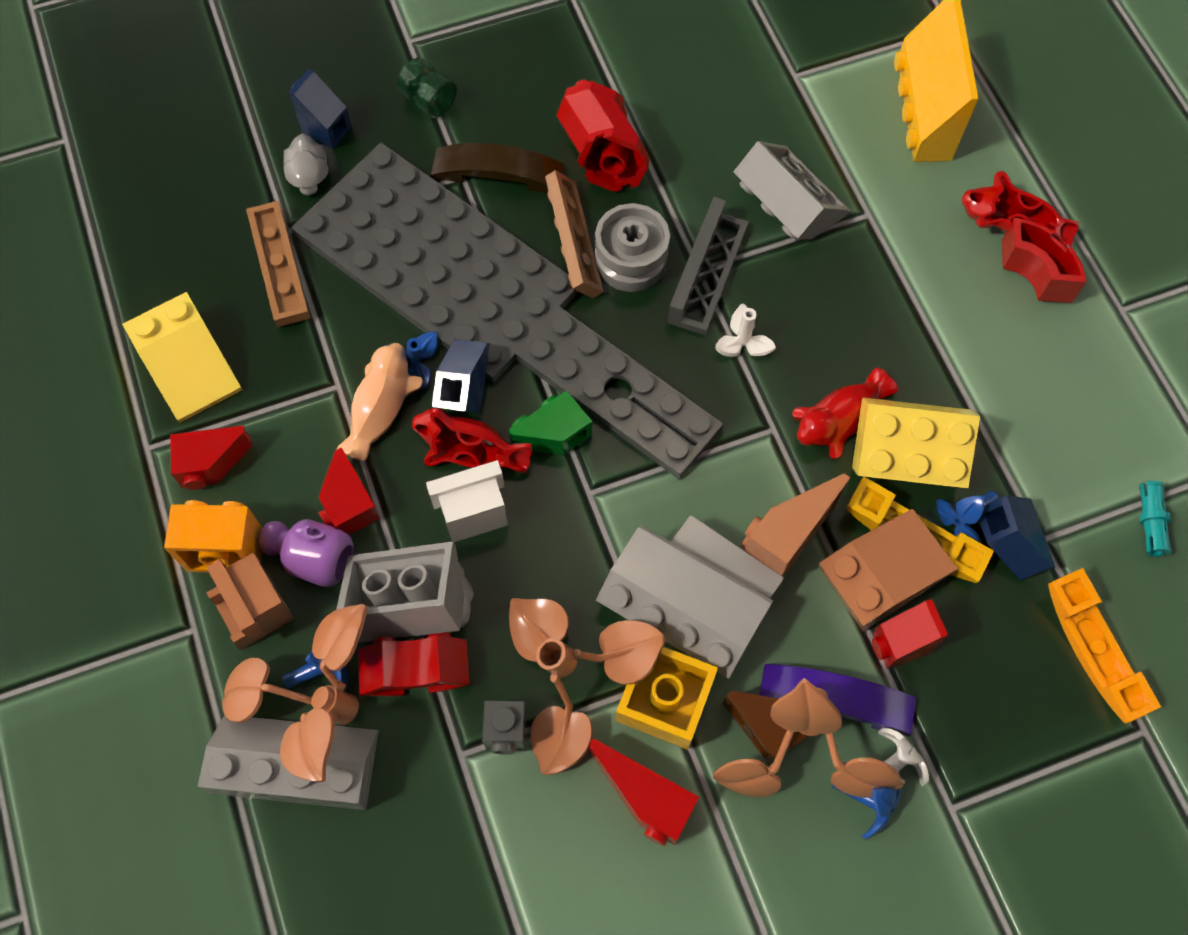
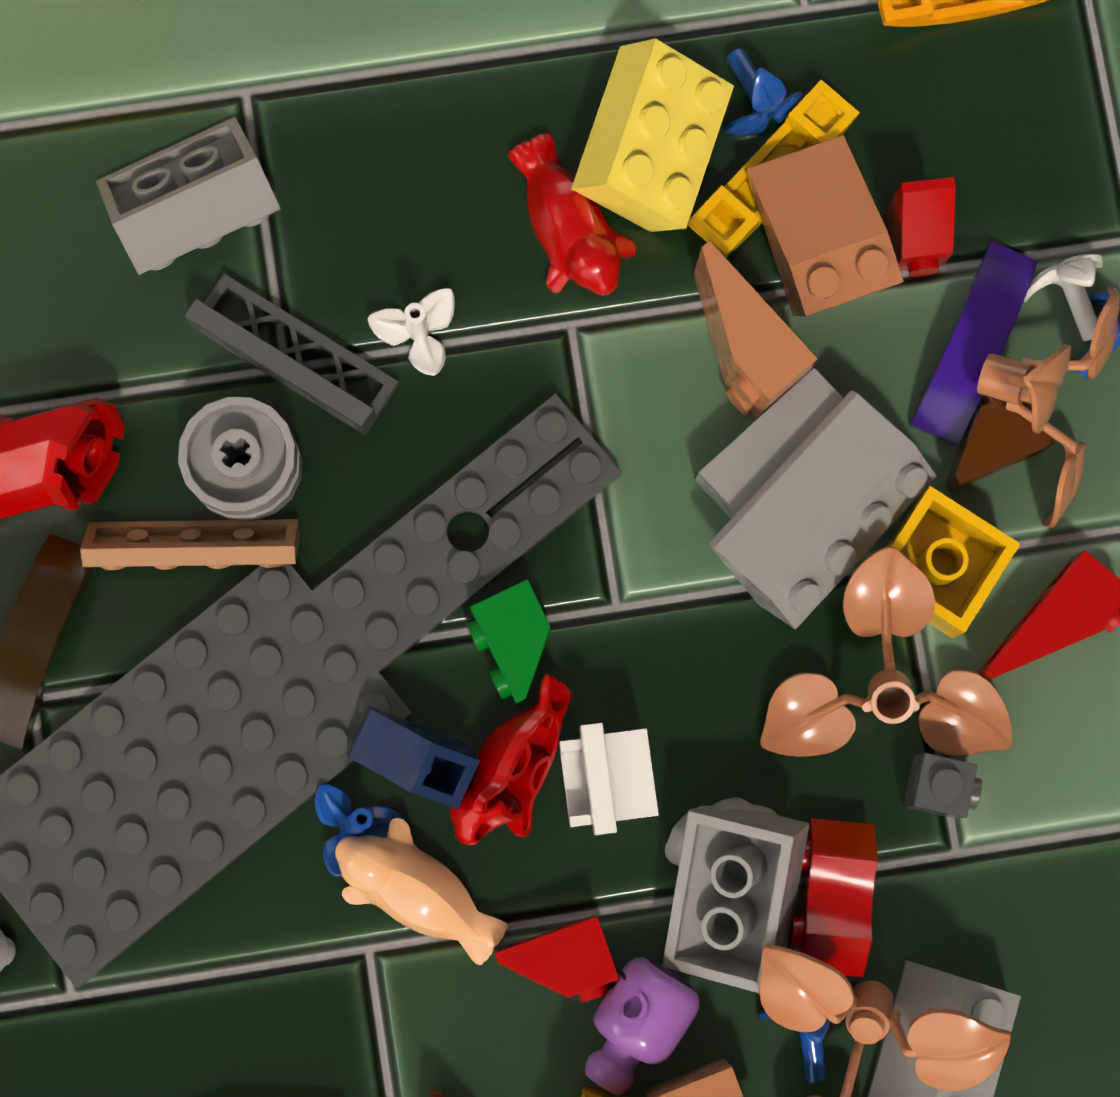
camera: 85 degrees left, 15 degrees up
(278, 264) = (137, 1016): medium nougat plate -> none
(1017, 536) = (807, 42): dark blue slope -> none

